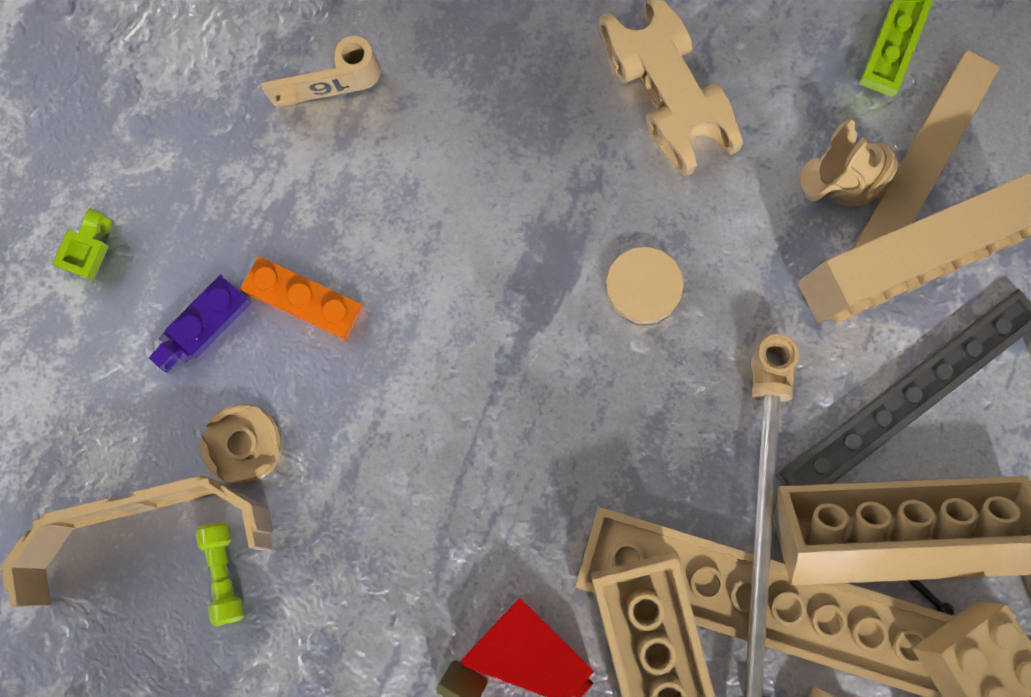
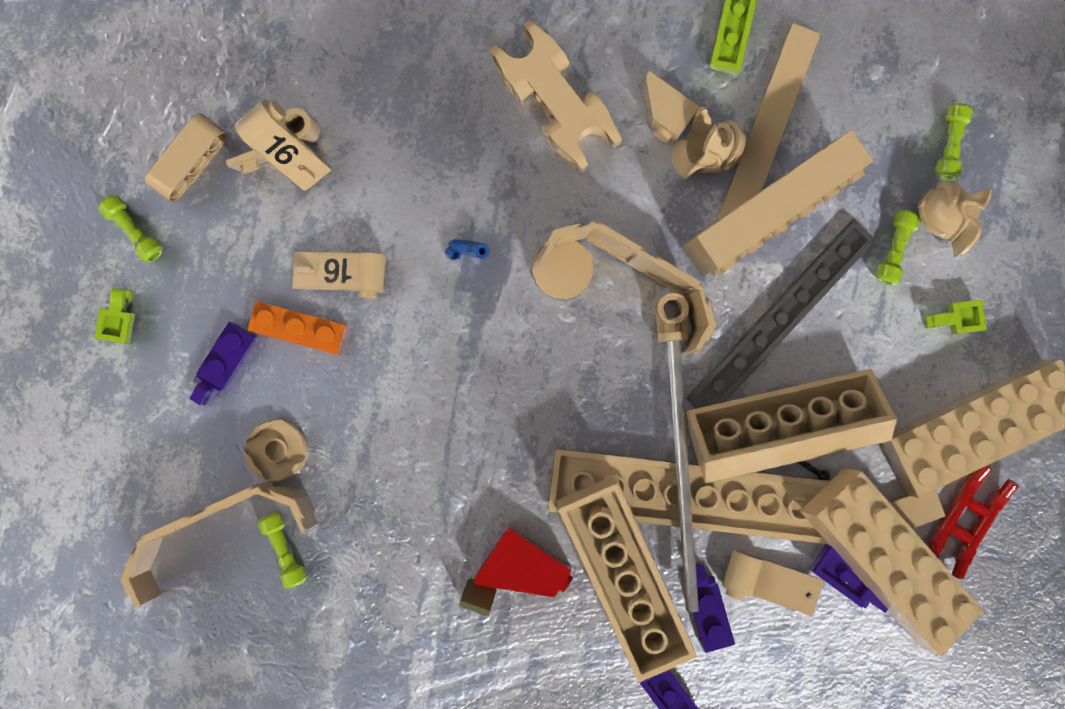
camera: 15 degrees left, 10 degrees up
(116, 121) = (114, 209): none -> lime piece
(214, 77) = (186, 157): none -> tan beam
(319, 61) = (267, 134): none -> tan door
(389, 241) = (340, 271): none -> tan door
(529, 240) = (469, 248): none -> blue arm
(752, 292) = (656, 268): none -> tan windscreen
(802, 118) = (667, 109): none -> tan slope

